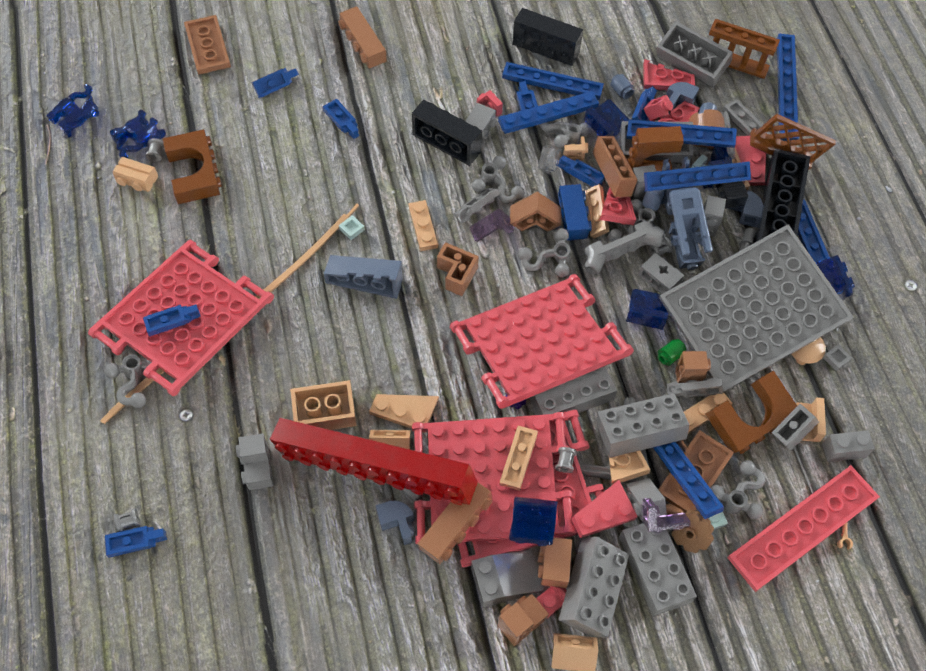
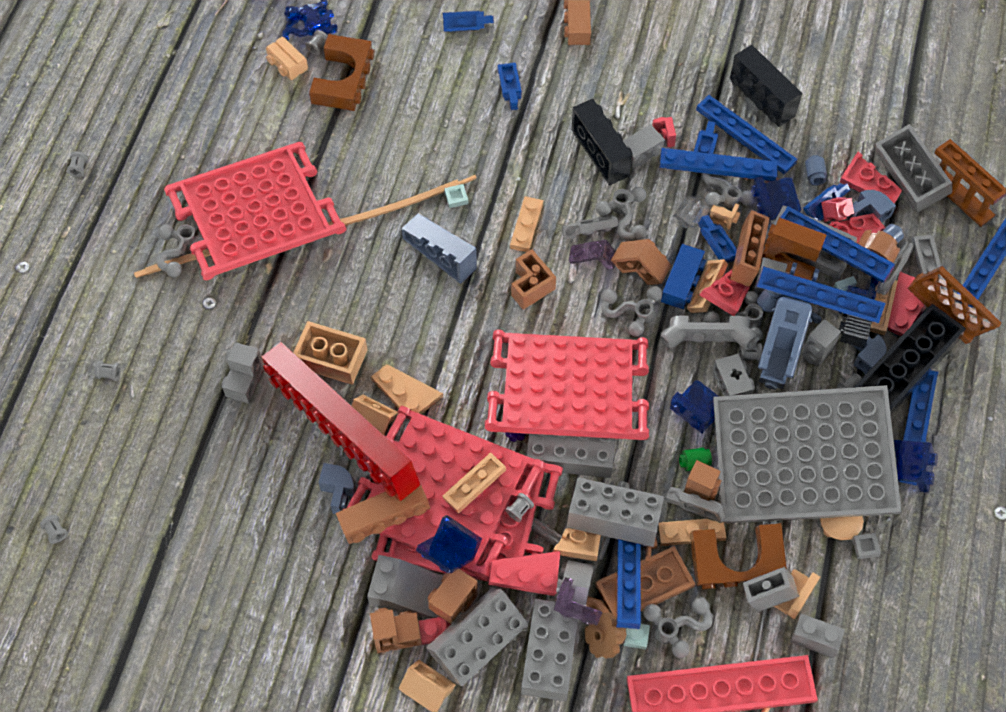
camera: 30 degrees right, 0 degrees up
(133, 540) = (103, 391): blue hinge -> none
(170, 319) = (239, 208): blue hinge -> none

